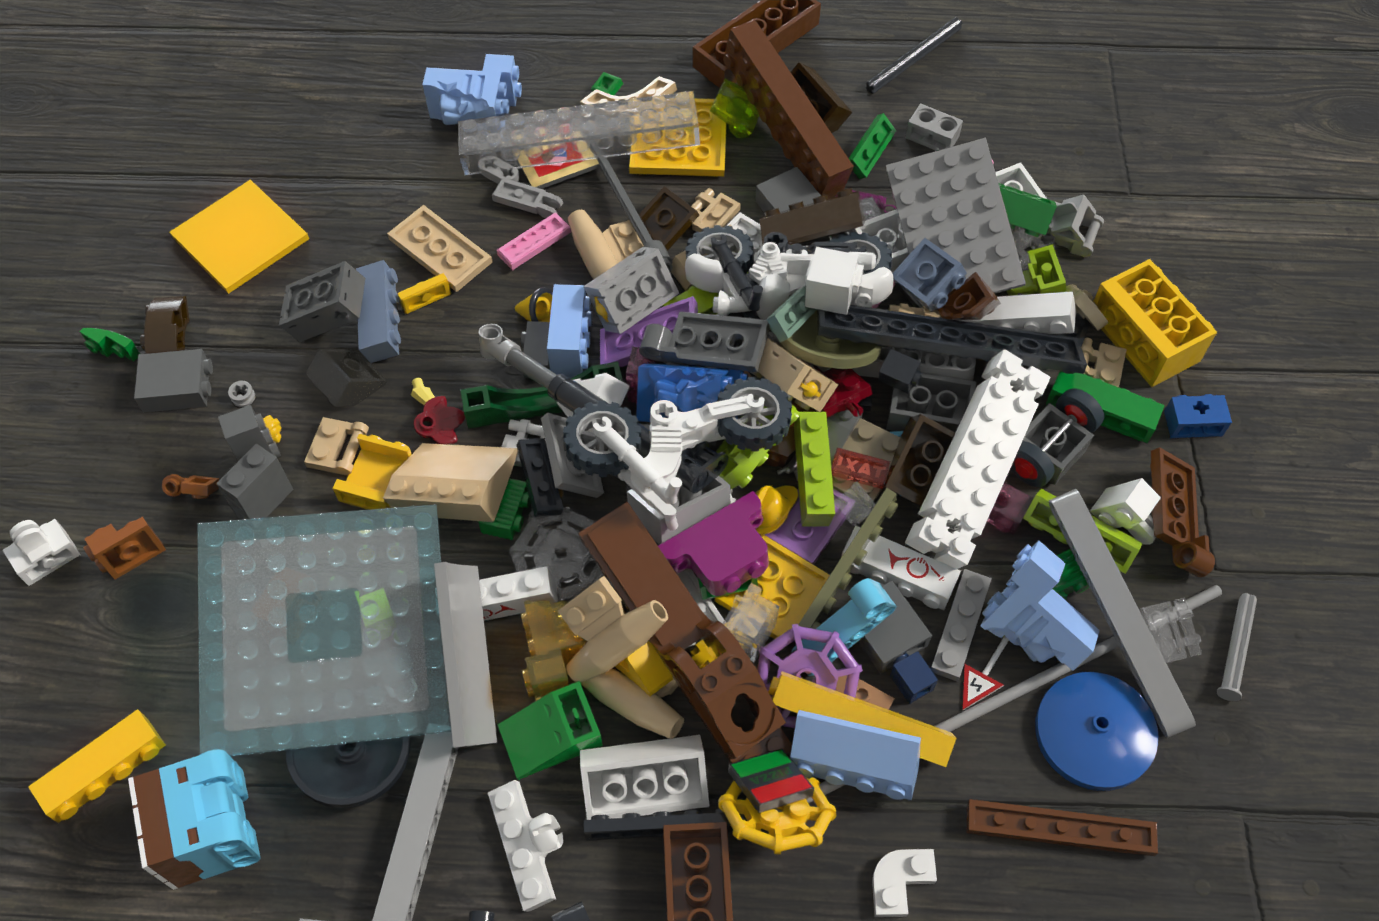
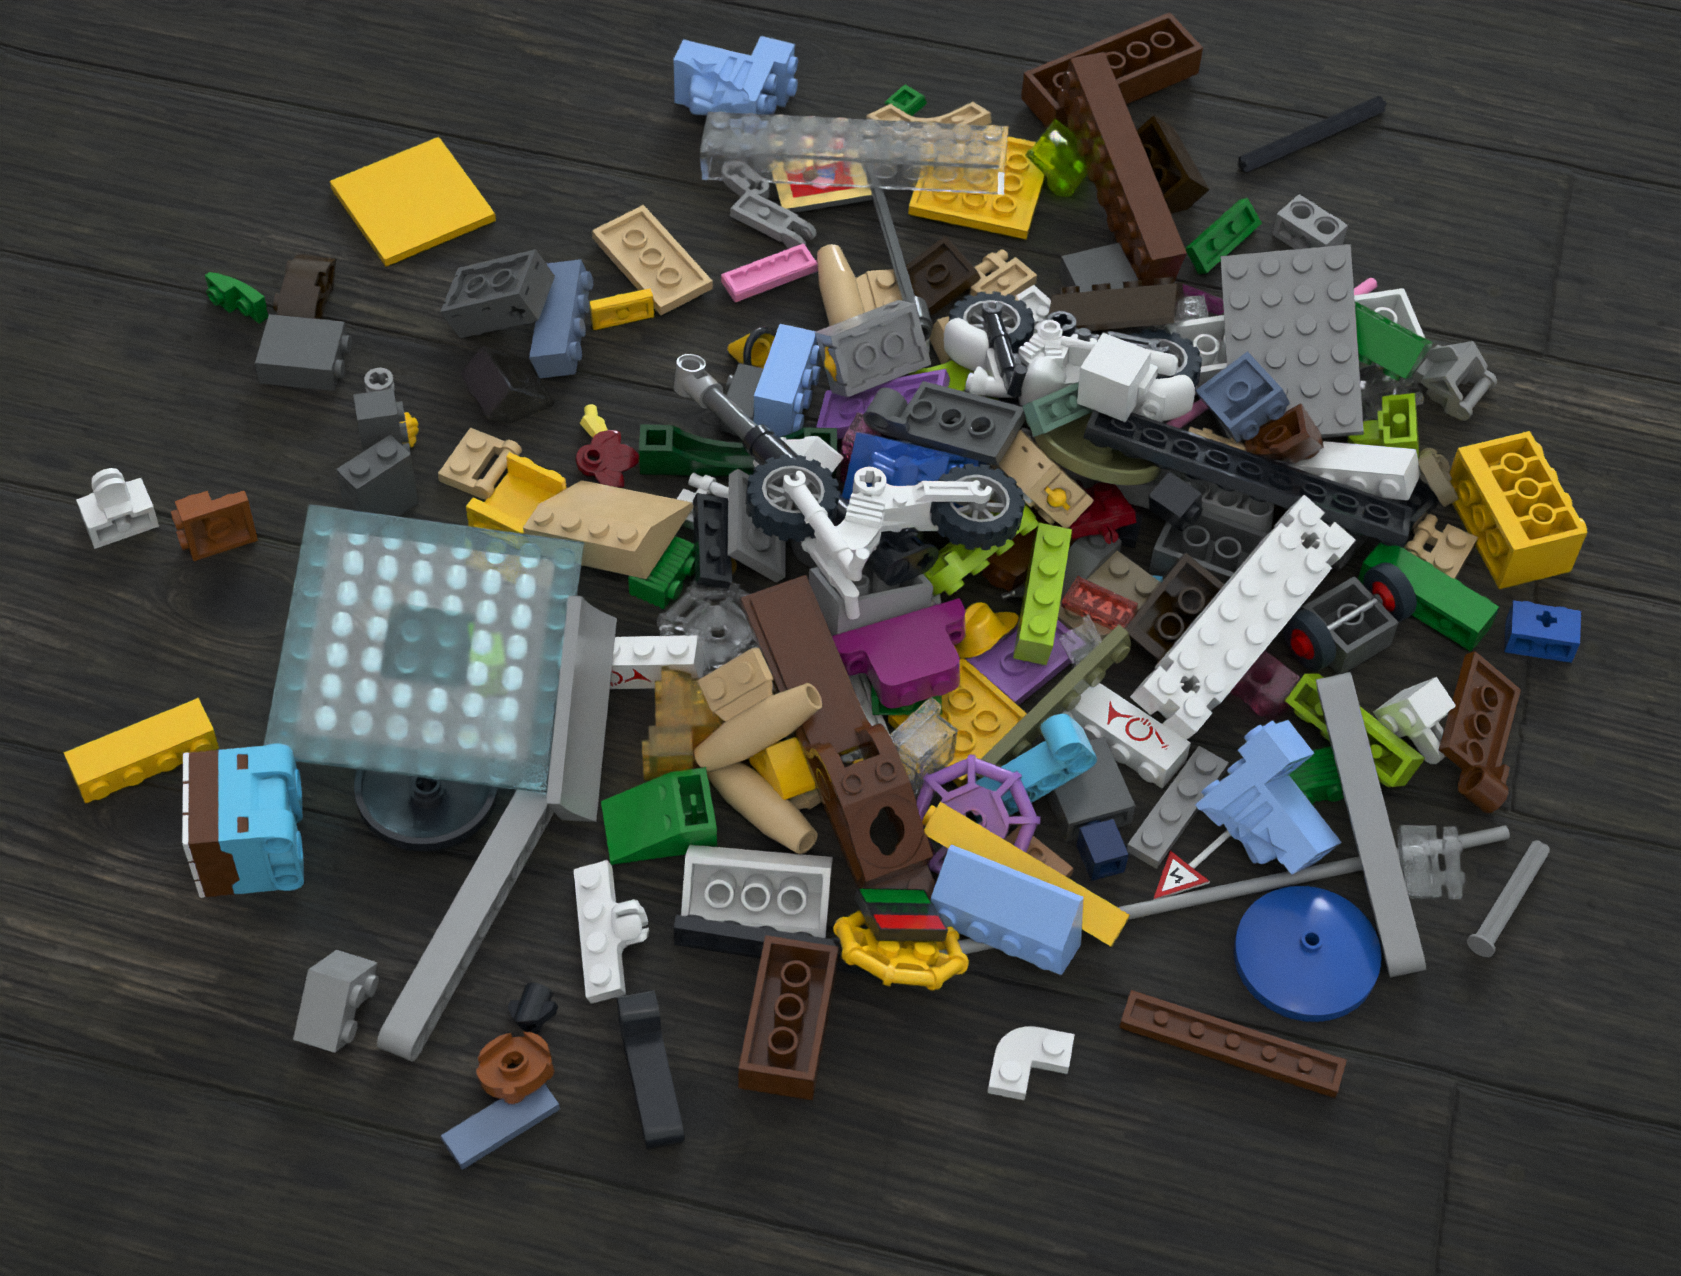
camera: 10 degrees right, 5 degrees down
(197, 486) = (310, 477): dark orange plate -> none

